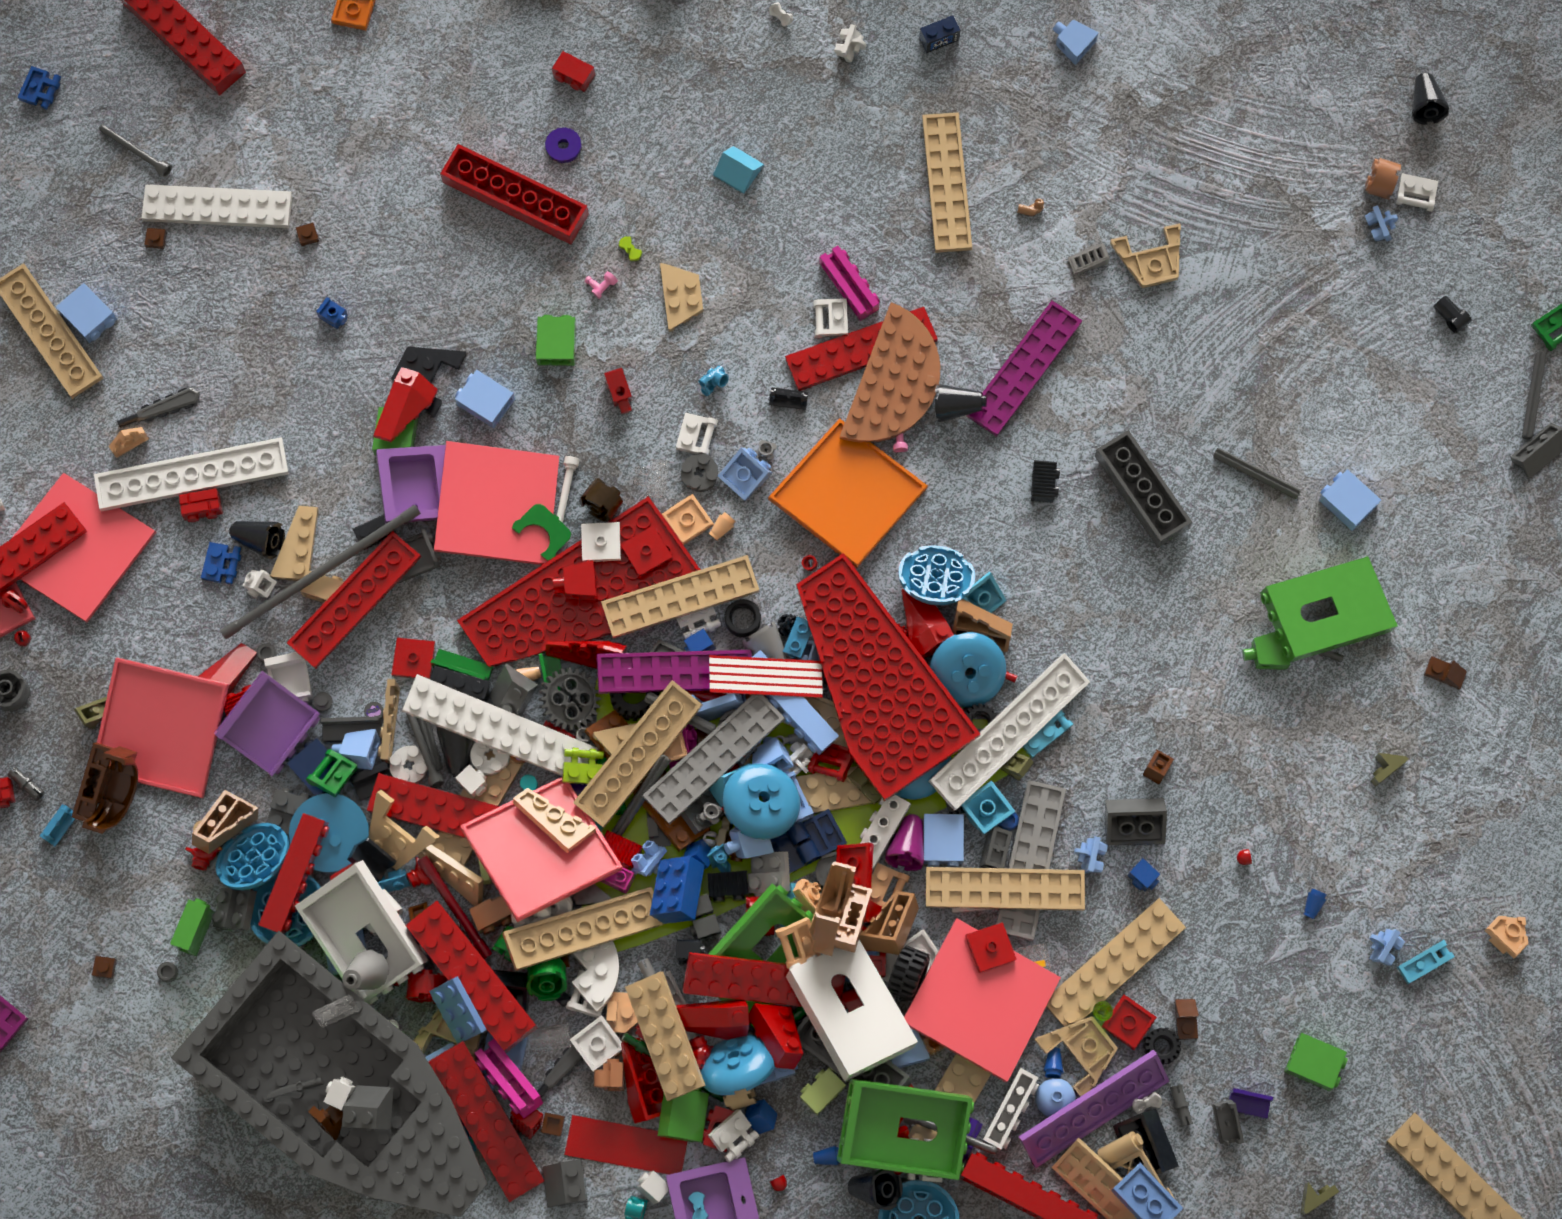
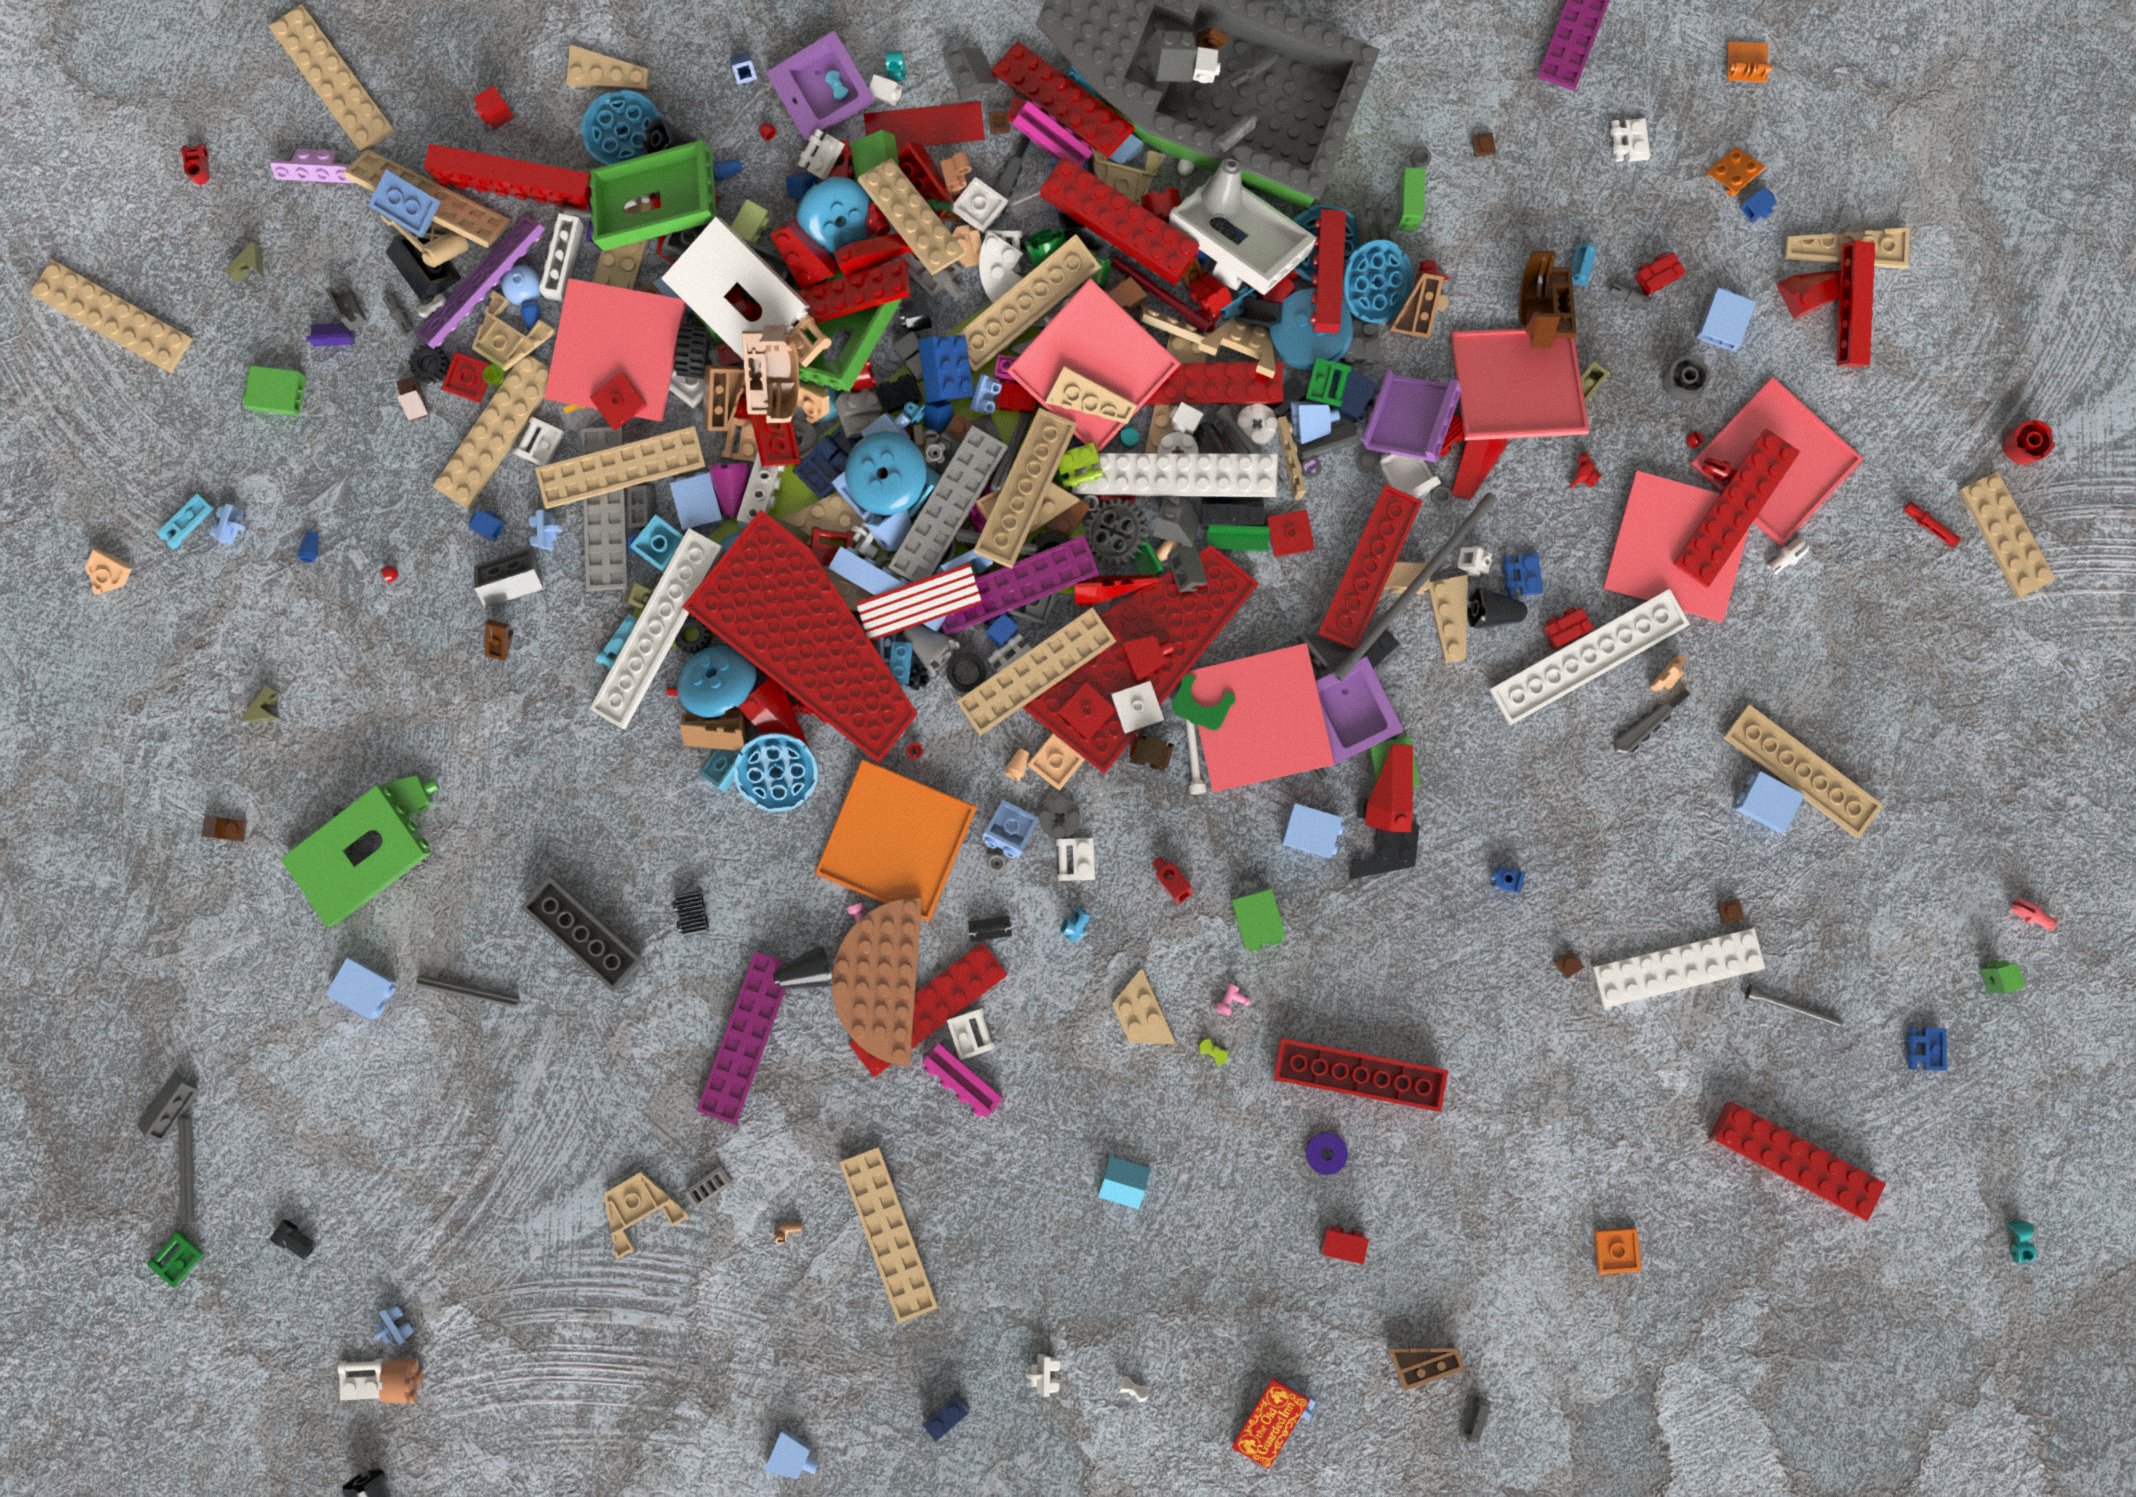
camera: 160 degrees right, 10 degrees up
(130, 635) = (1586, 471): none -> red animal
(410, 892) = (1209, 293): none -> red brick
(457, 1010) = (1121, 182): medium blue plate -> none
(516, 648) = (1187, 568): none -> dark grey hinge
(1071, 935) = (544, 445): none -> white plate

